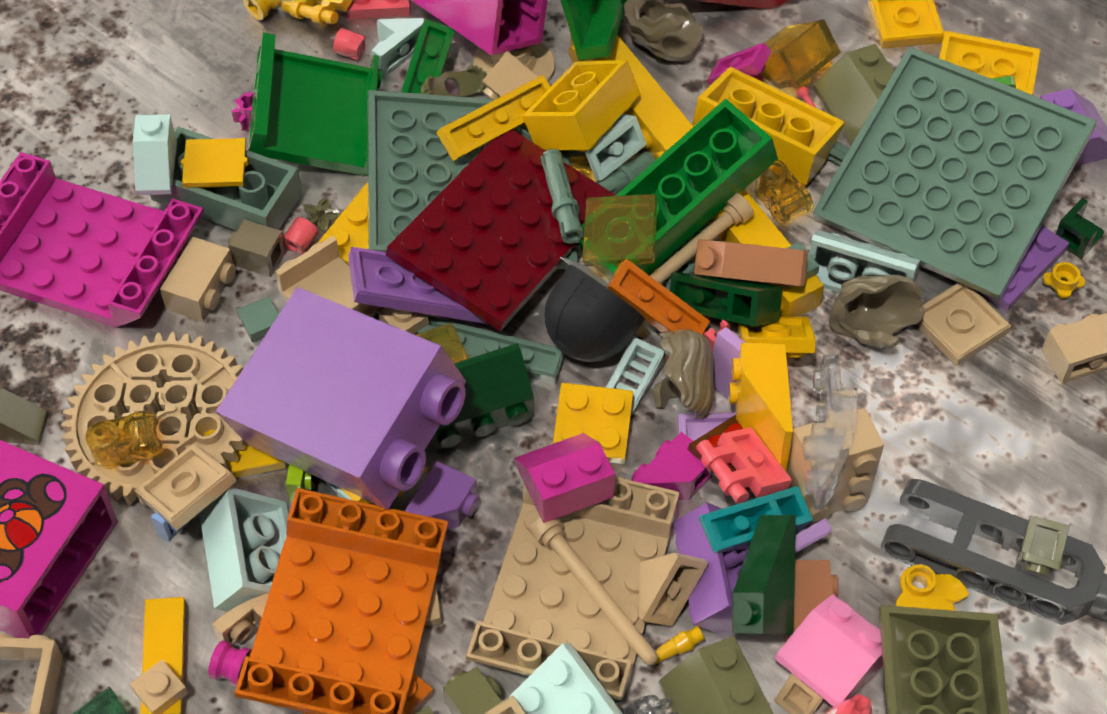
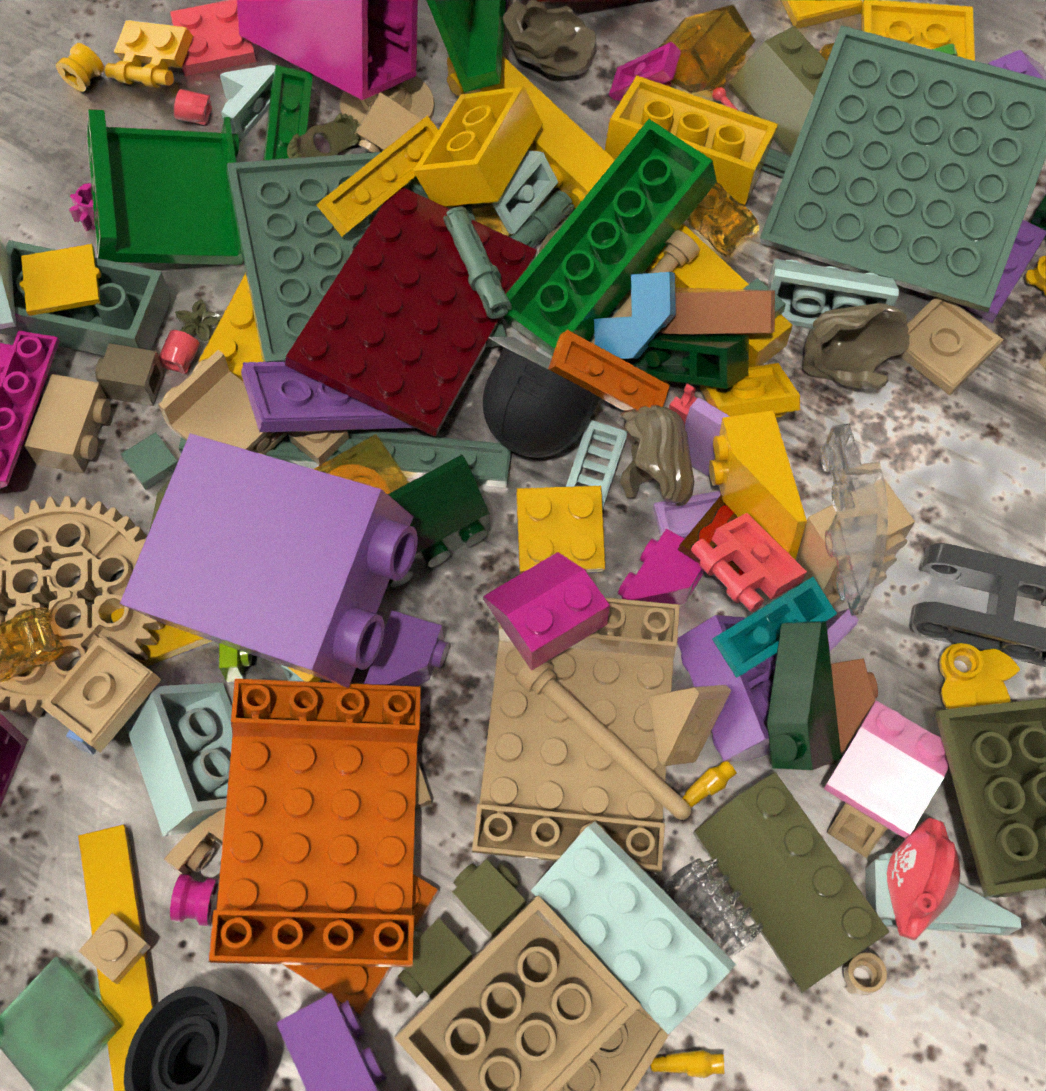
camera: 10 degrees left, 10 degrees up
(620, 230) = (552, 294): clear yellow tile -> none
(701, 253) = (651, 310): none -> dark azure tile

